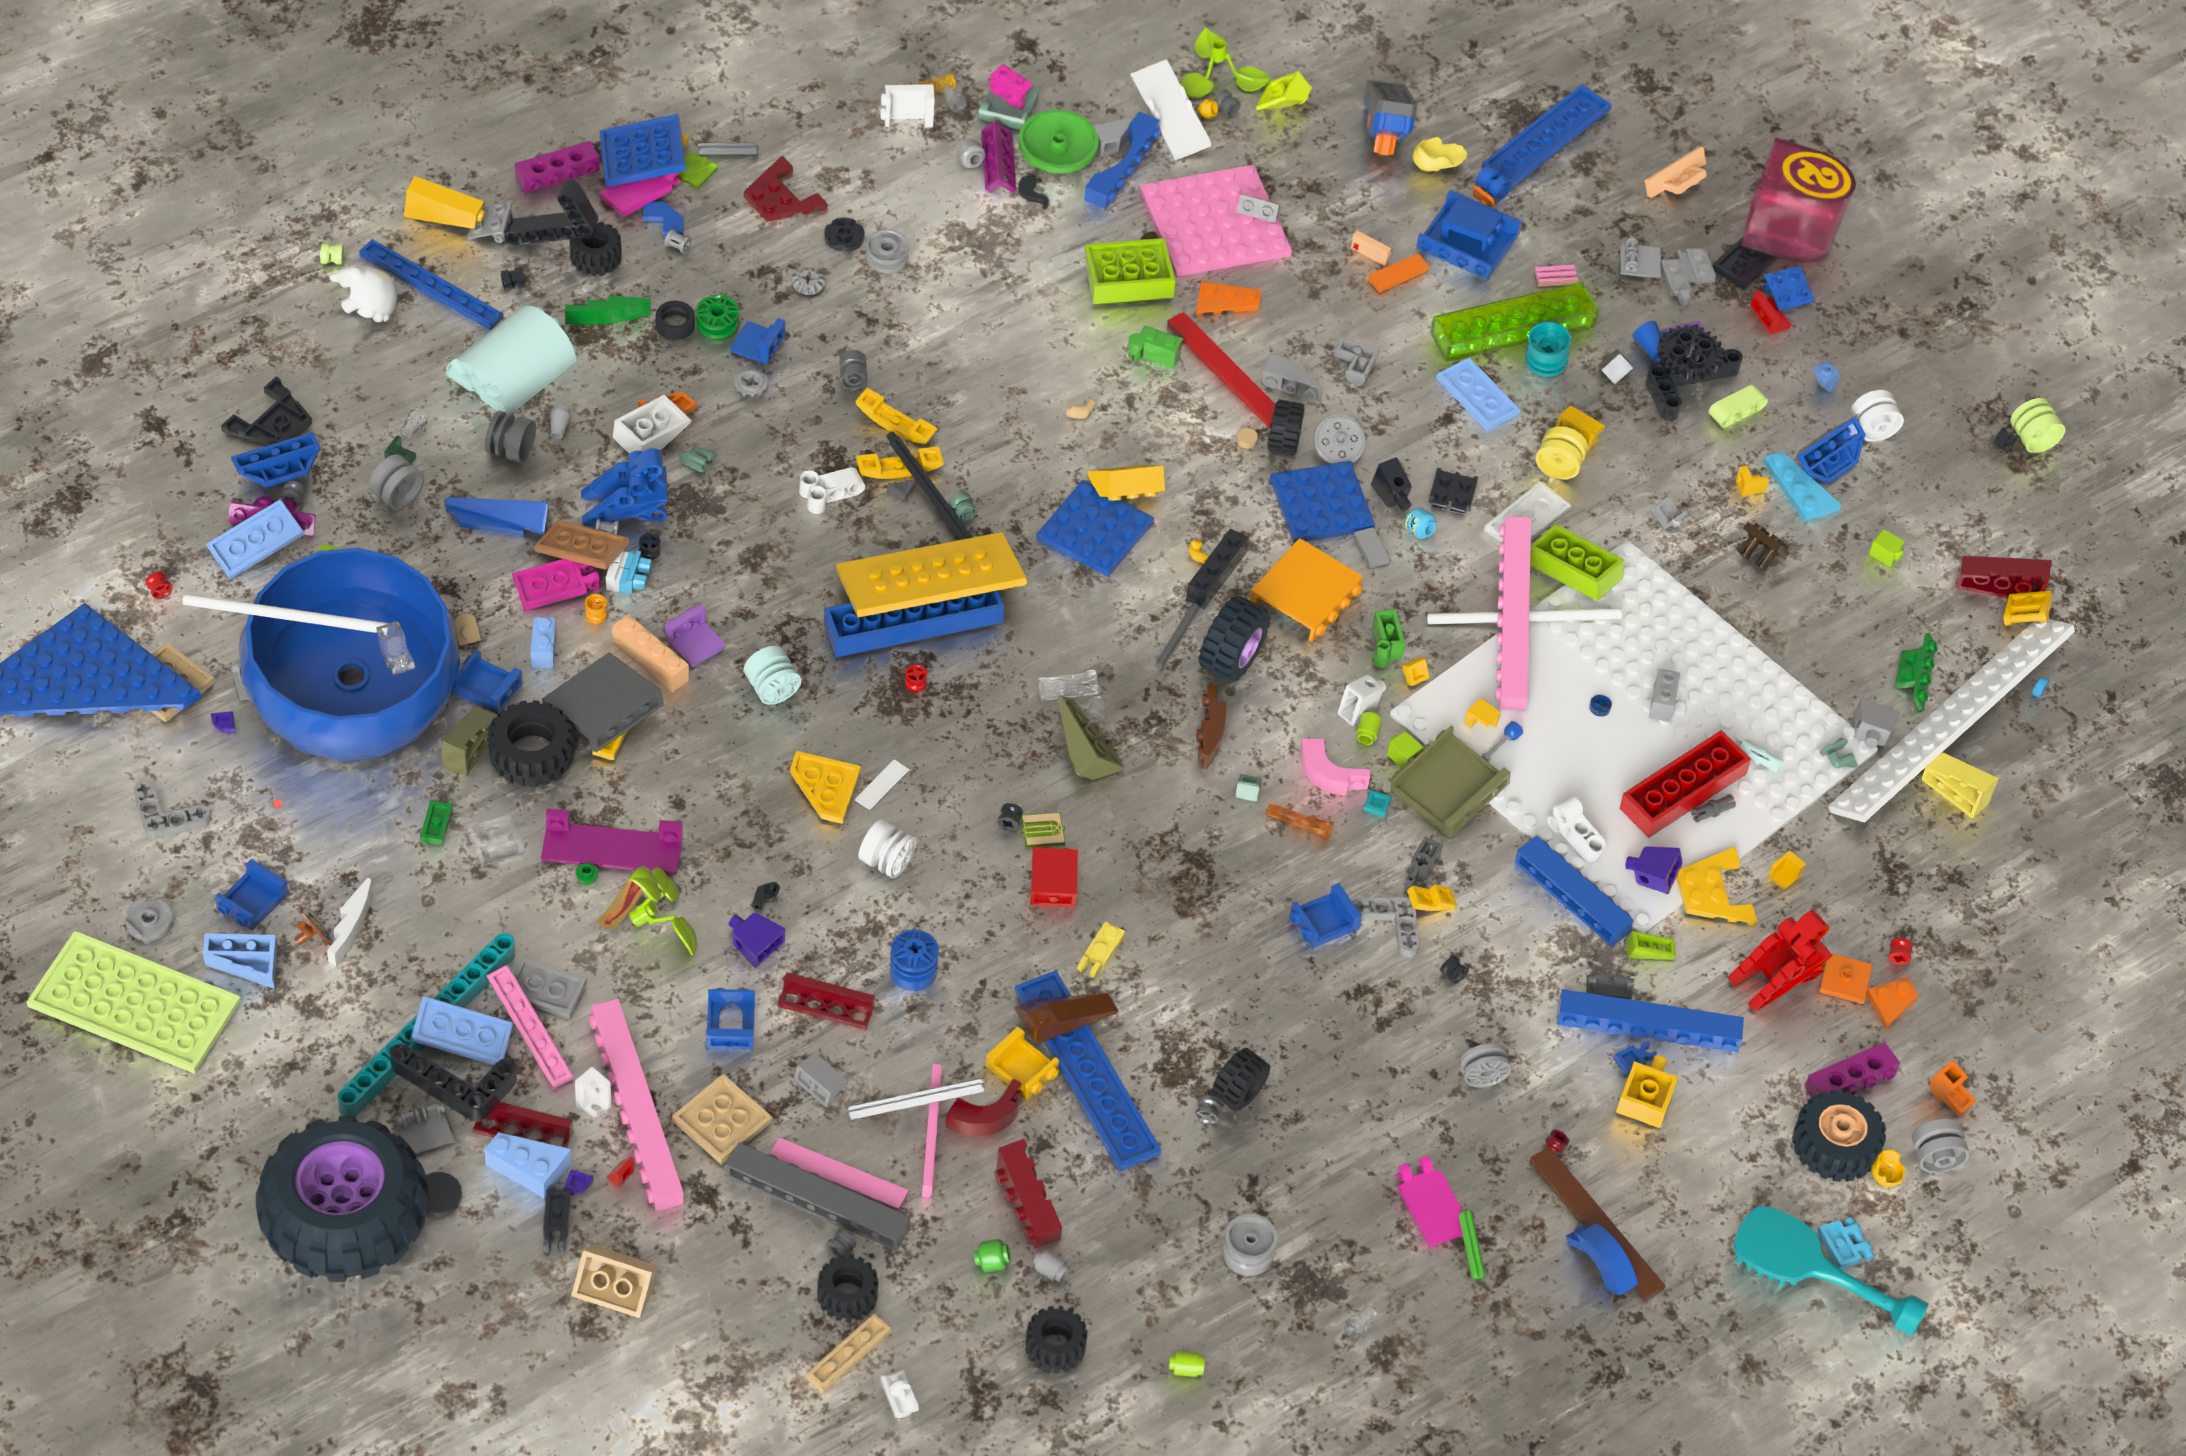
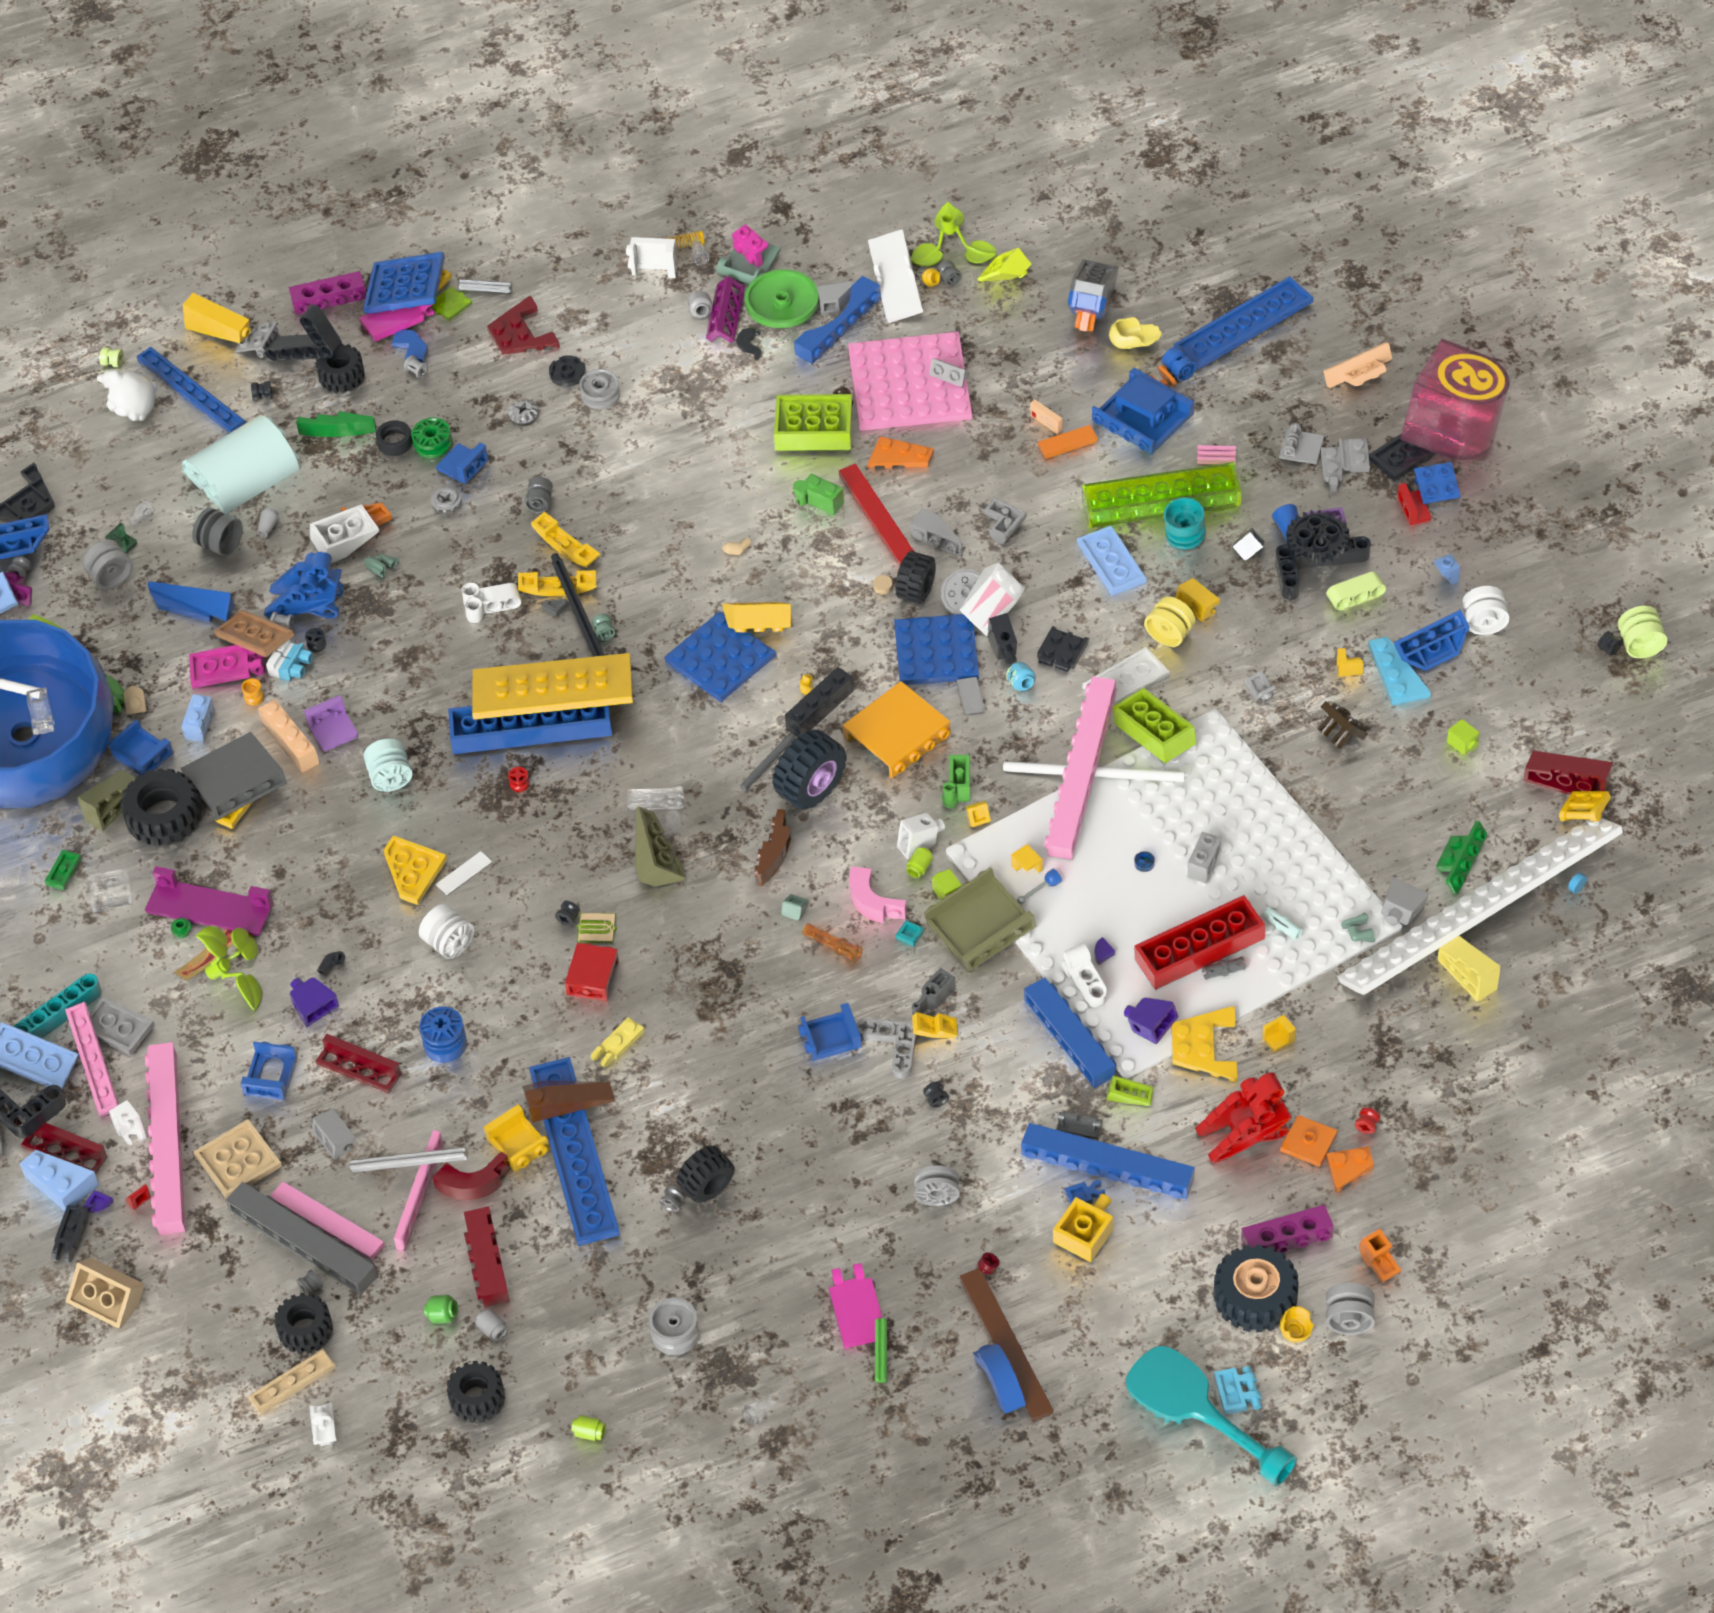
camera: 20 degrees right, 0 degrees up
(1370, 441) = (991, 596): none -> white slope
(1588, 802) = (1103, 951): none -> dark purple tile

